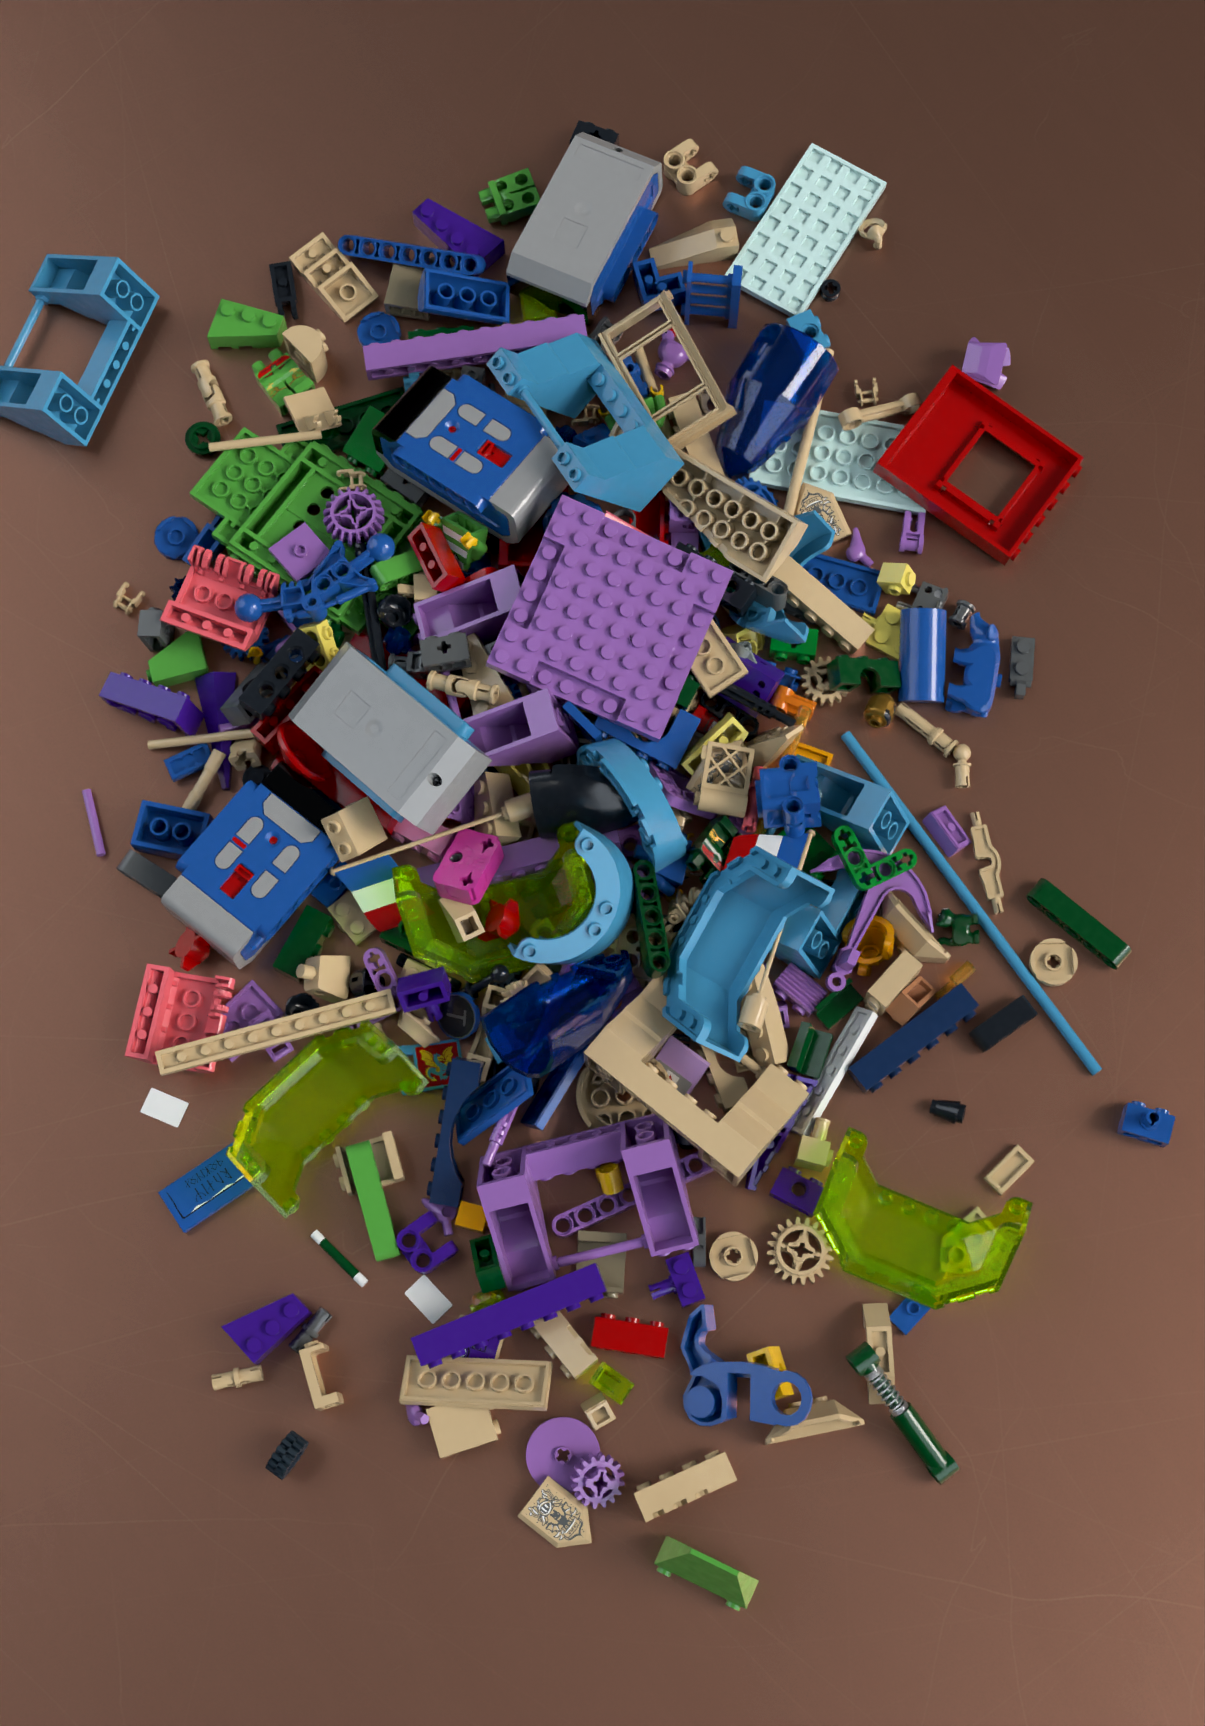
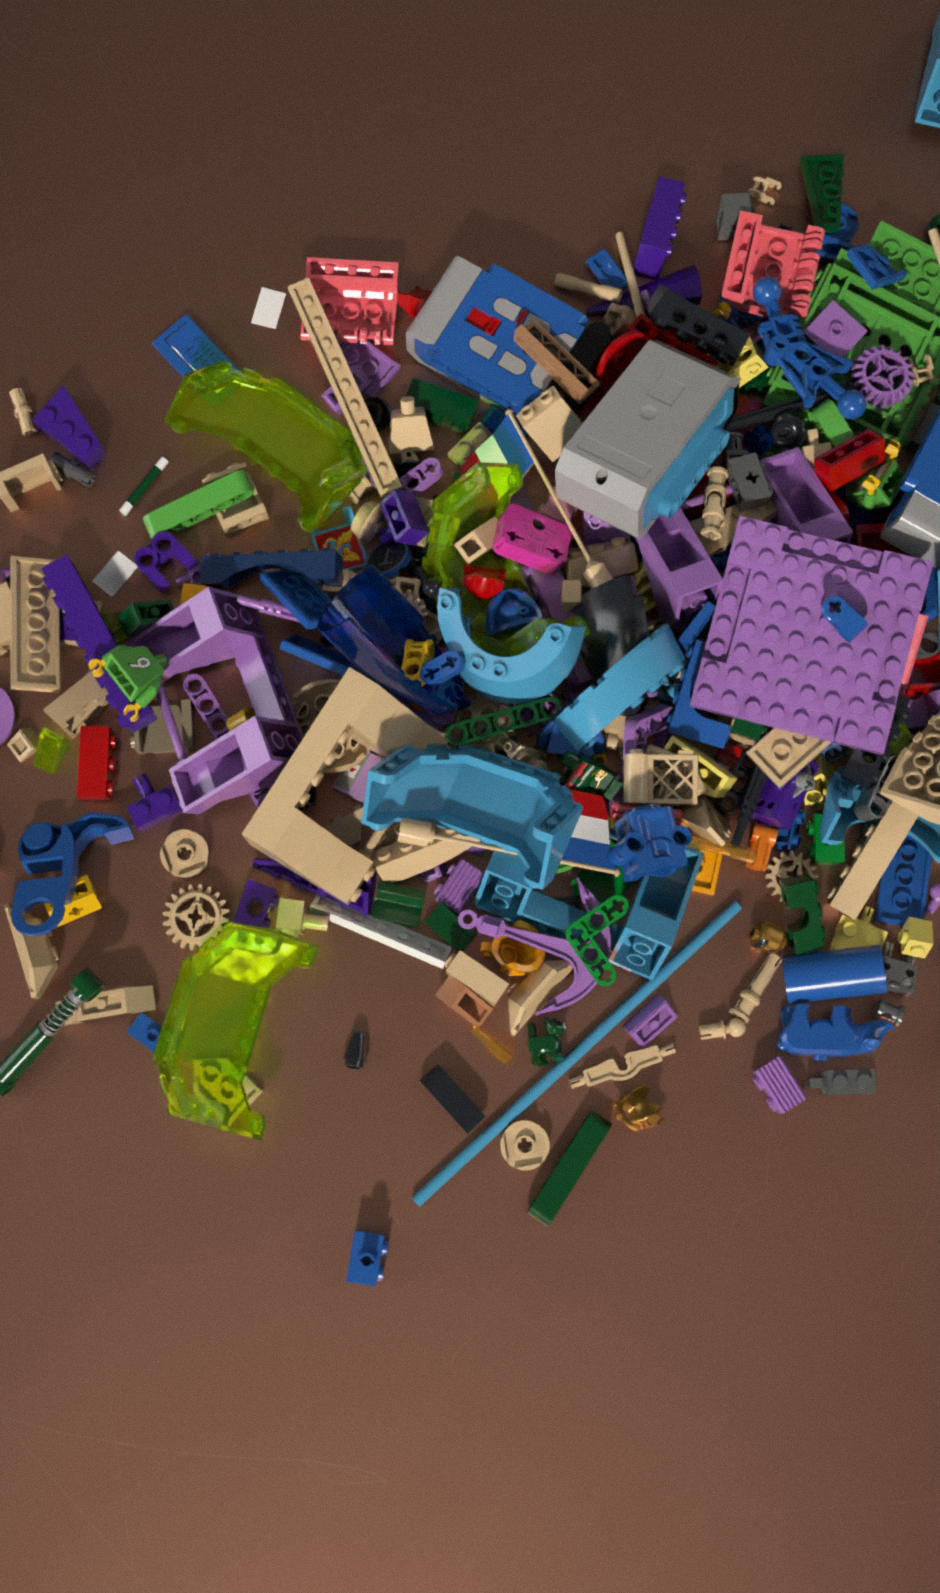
camera: 75 degrees right, 5 degrees up
(93, 822) = (535, 197): medium lavender bar -> none
(135, 542) = (824, 188): none -> dark green wing
(146, 873) = (491, 247): dark grey beam -> none
(167, 829) = (535, 256): blue brick -> none
(178, 662) = (705, 245): bright green slope -> none
(239, 505) = (874, 267): none -> blue wing
(297, 818) = (552, 365): none -> medium nougat fence
(531, 837) = (570, 594): none -> tan slope
(538, 897) = (510, 611): none -> blue hat
(553, 1273) = (134, 672): none -> bright green torso
(573, 991) = (416, 656): none -> yellow piece
(598, 964) = (441, 665): none -> blue beam
(606, 580) = (846, 621): none -> blue piece
(699, 1251) = (185, 820): dark grey piece -> none
(912, 1039) = (425, 1007): dark blue brick -> none
(1008, 1169) = (303, 1120): tan tile -> none
(1019, 723) = (778, 1085): none -> medium lavender brick
(1031, 851) = (642, 1111): none -> pearl gold helmet

